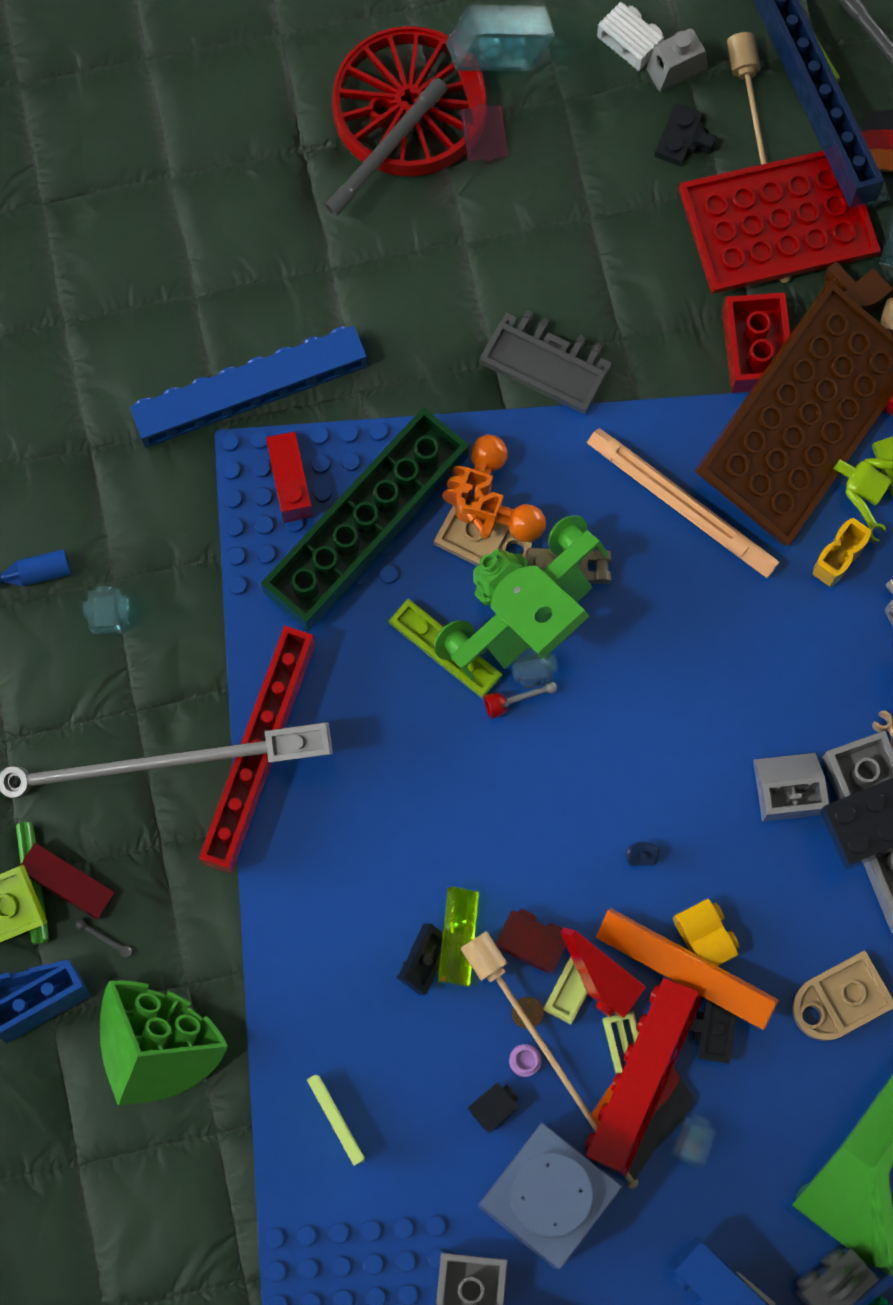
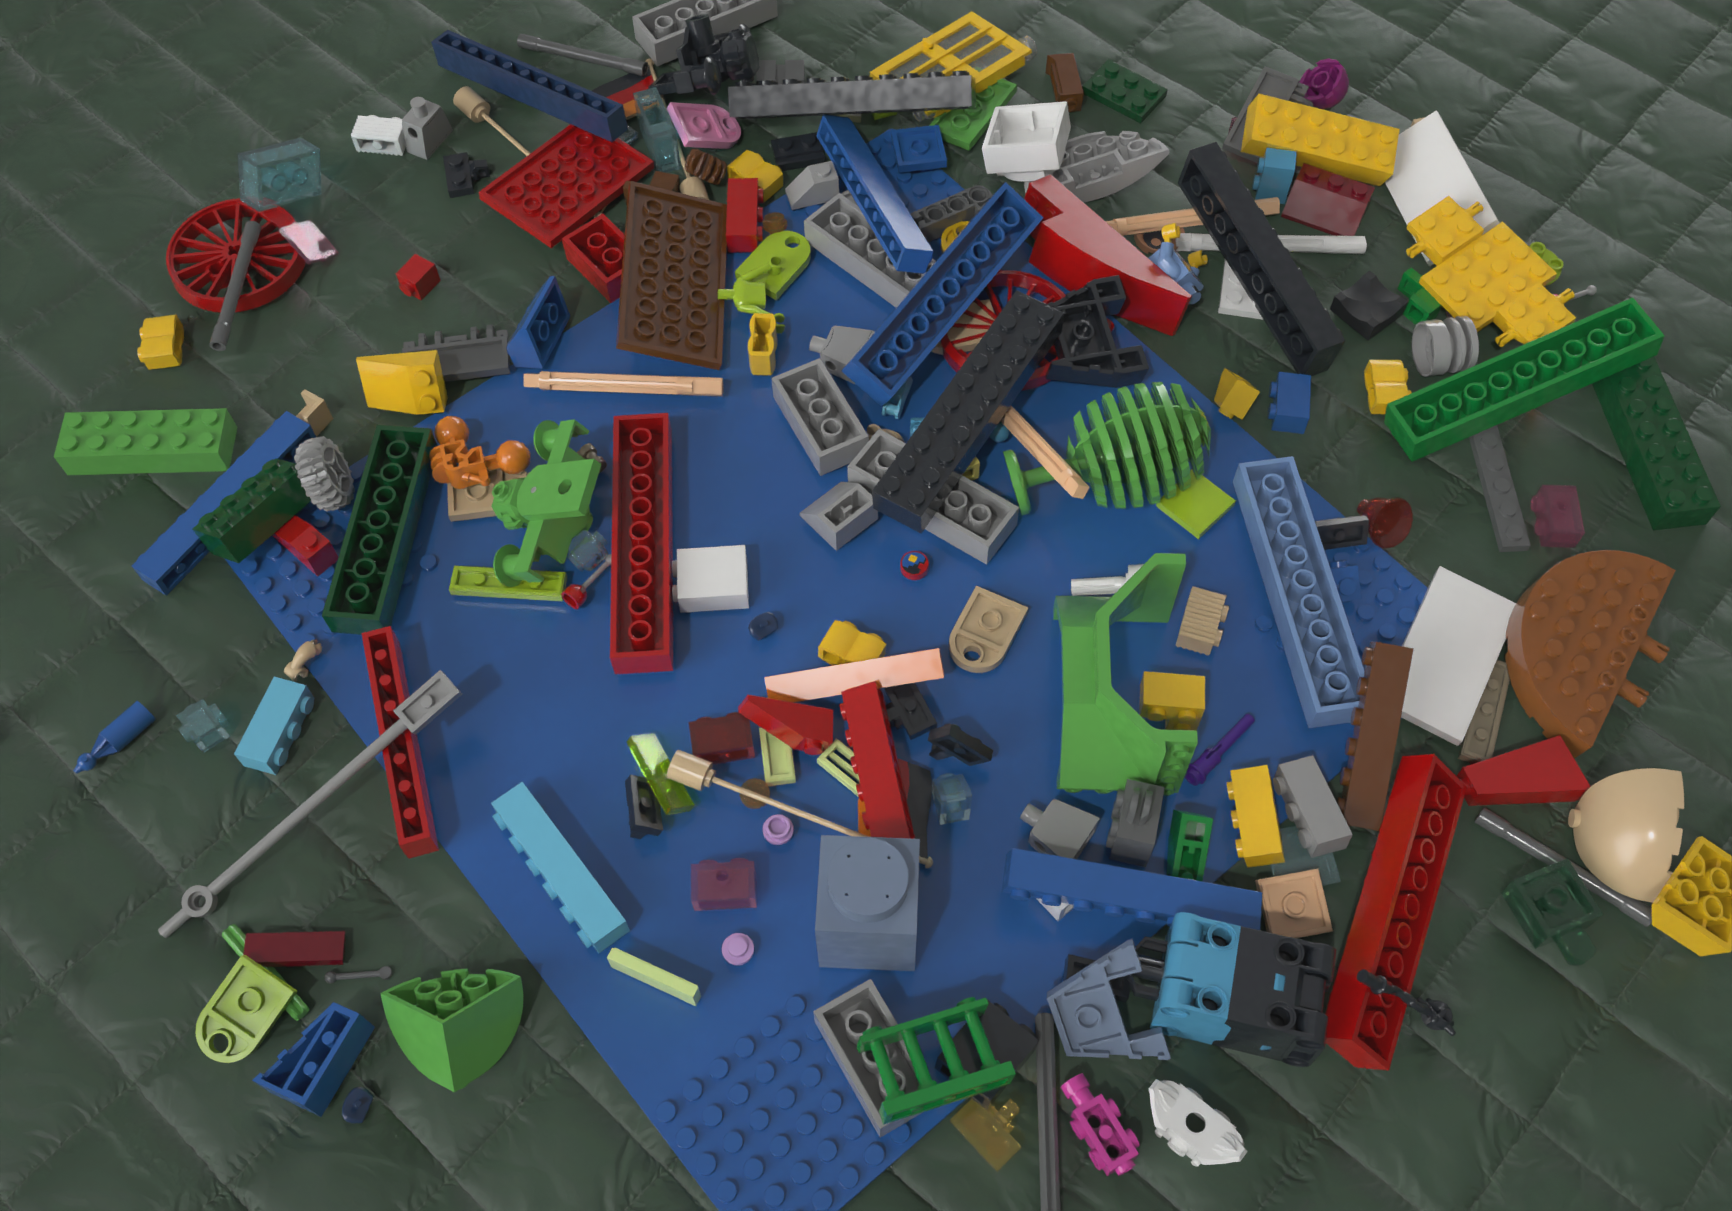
camera: 35 degrees left, 15 degrees down
(38, 1054) = (356, 1105): none -> dark blue piece
(165, 654) = (275, 726): none -> medium azure brick
(213, 271) = (146, 441): none -> bright green brick
(229, 600) = (304, 653): none -> tan arm
(268, 422) = (253, 511): none -> dark green brick
(285, 161) = (161, 342): none -> yellow brick
(320, 964) = (560, 867): none -> medium azure brick
(347, 428) = (324, 474): none -> light grey gear
(377, 339) = (315, 412): none -> tan panel
(420, 1144) = (737, 949): none -> lavender plate
(445, 1080) = (723, 885): none -> clear pink brick
(479, 366) = (404, 382): none -> yellow slope
(494, 1107) = (777, 879): black brick -> none
(564, 241) = (418, 277): none -> red brick
(589, 693) = (642, 545): none -> red brick
(627, 773) = (711, 578): none -> white brick
(641, 385) = (539, 327): none -> blue slope
(728, 1093) = (952, 741): none -> black hinge
(764, 1241) = (1059, 829): none -> light grey torso
(823, 887) = (914, 565): none -> tile
(842, 672) = (819, 416): none -> light grey brick

